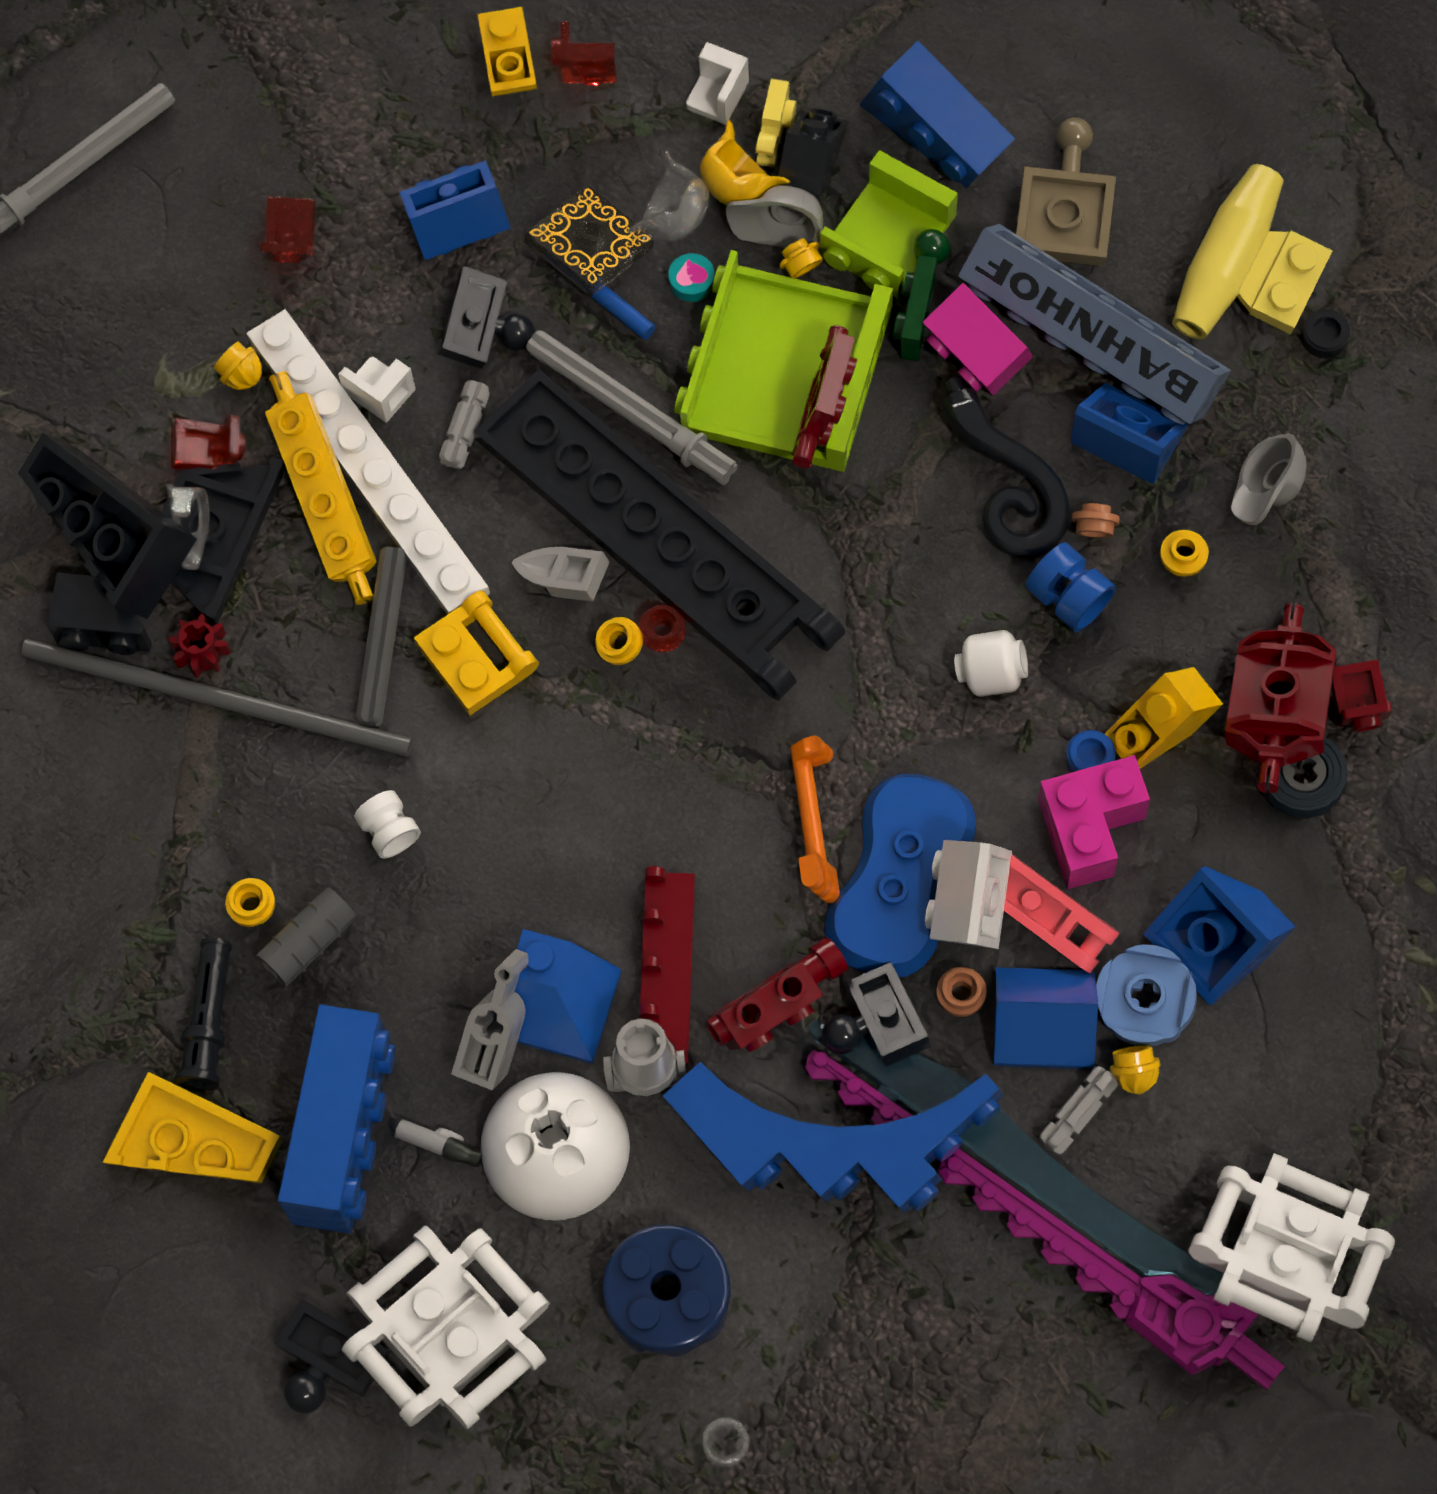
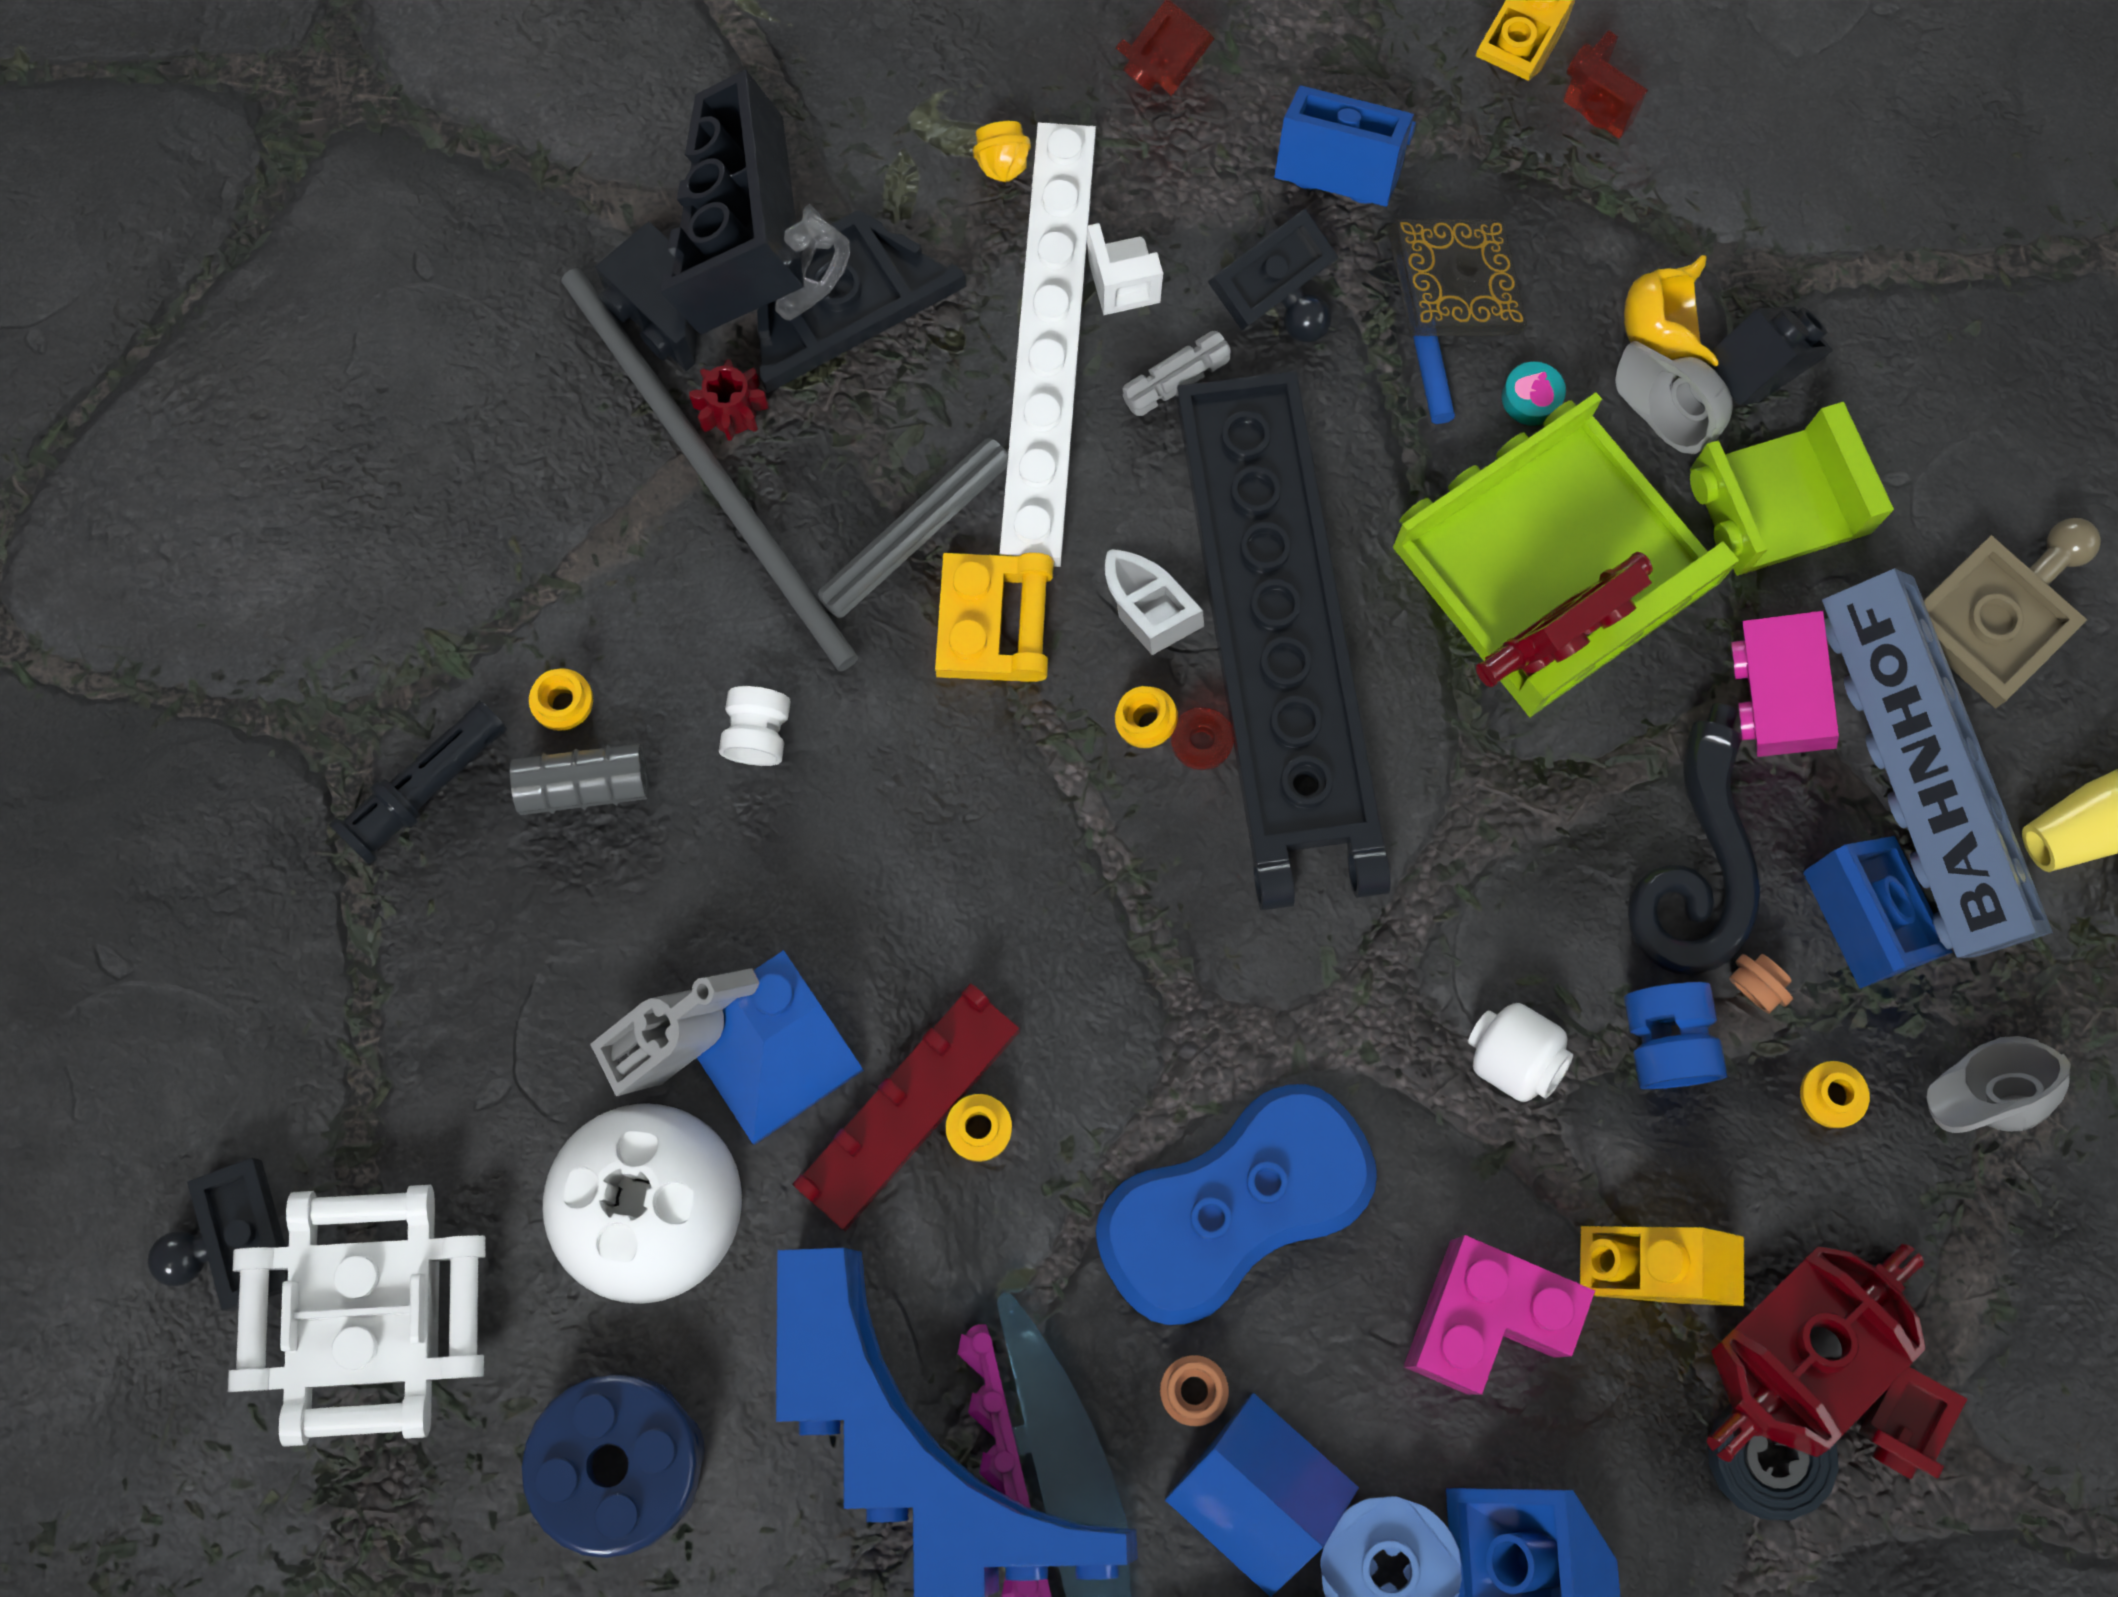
camera: 35 degrees right, 5 degrees up
(190, 1135) = (302, 893): yellow wing -> none
(205, 443) = (904, 202): clear red bracket -> none
(321, 488) = (978, 330): yellow plate -> none
(336, 1120) = (430, 1001): blue brick -> none
(442, 1142) = (532, 1102): piece -> none
(643, 1060) = (788, 1199): light grey piece -> none
(676, 204) = (1578, 306): clear hair -> none
(678, 438) = (1382, 554): light grey axle -> none
(718, 960) = (994, 1142): none -> yellow plate
(720, 83) = (1729, 214): white panel -> none
(769, 1006) = (978, 1244): dark red brick -> none
(777, 114) = (1760, 288): light yellow plate -> none
(800, 258) = (1665, 456): yellow plate -> none
(814, 869) = (1143, 1131): orange hinge -> none
(884, 1014) = (1085, 1355): plate -> none
(930, 249) = (1812, 550): dark green plate -> none
(937, 115) = (1937, 410): blue wedge -> none
(969, 893) = (1281, 1298): white slope -> none
(1055, 915) = (1358, 1382): coral plate -> none
(1089, 750) = (1549, 1237): blue tile -> none

